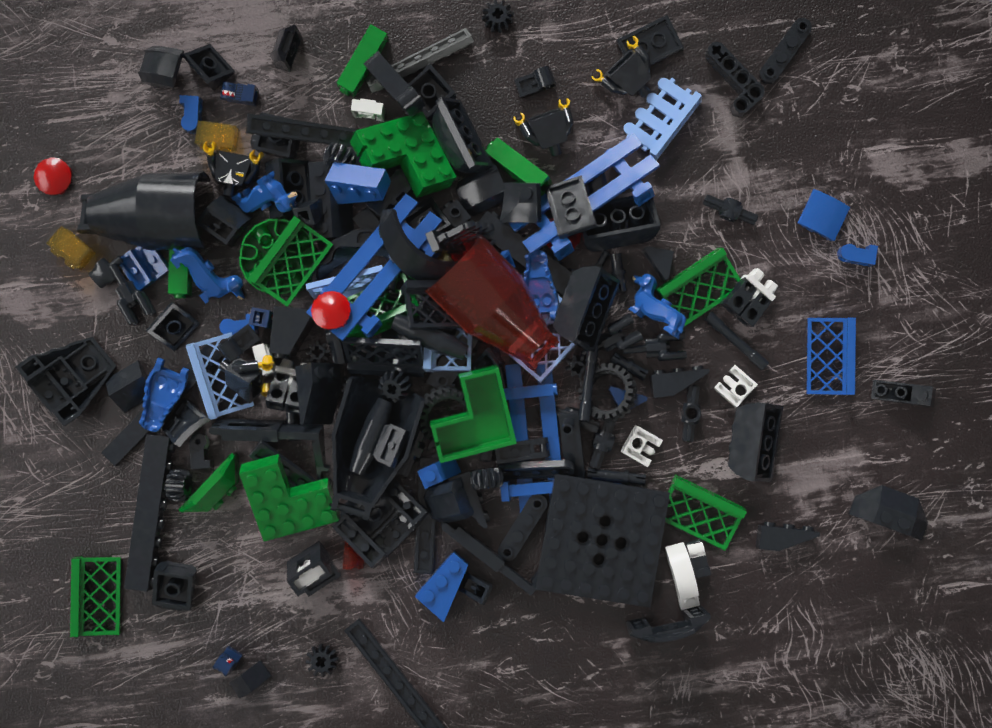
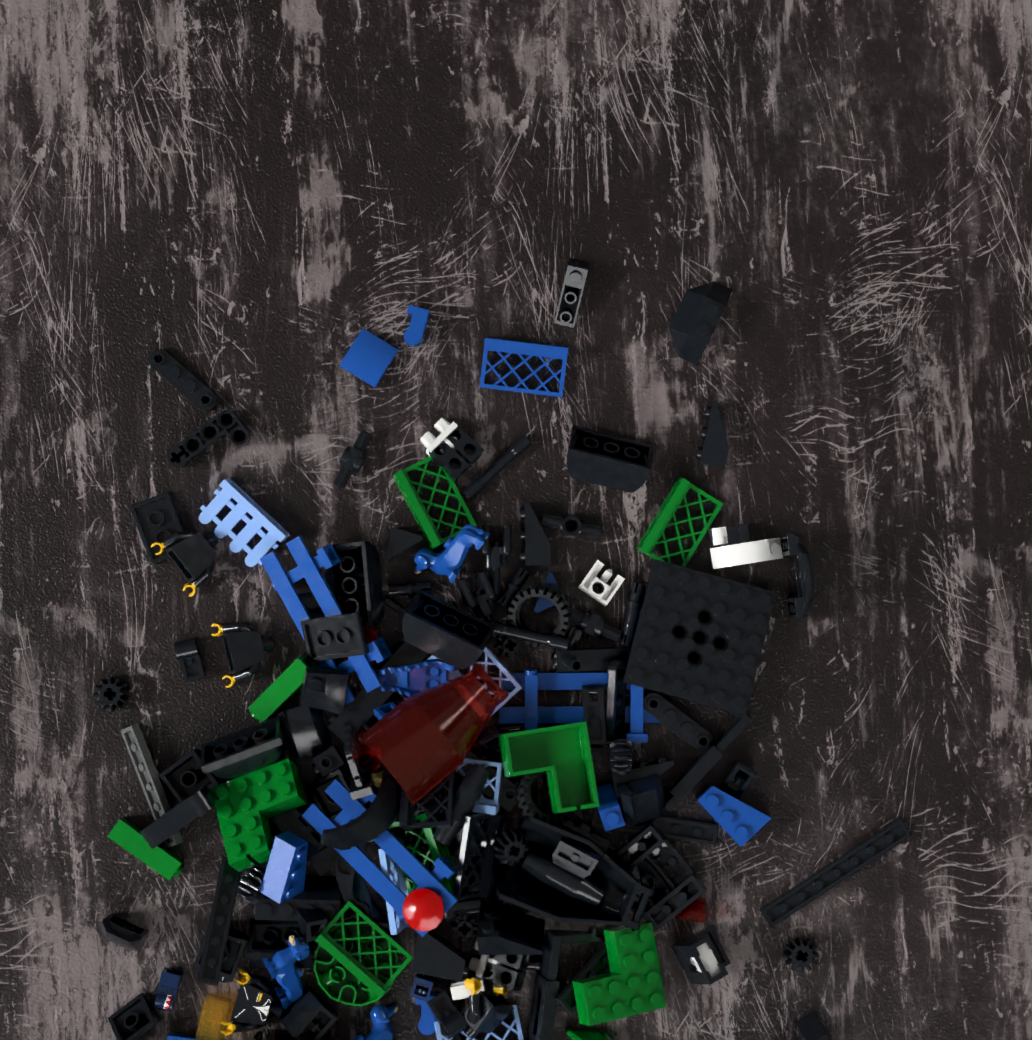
camera: 90 degrees left, 0 degrees up
(368, 109) = (202, 847): white brick -> none
(744, 381) = (541, 464): white brick -> none

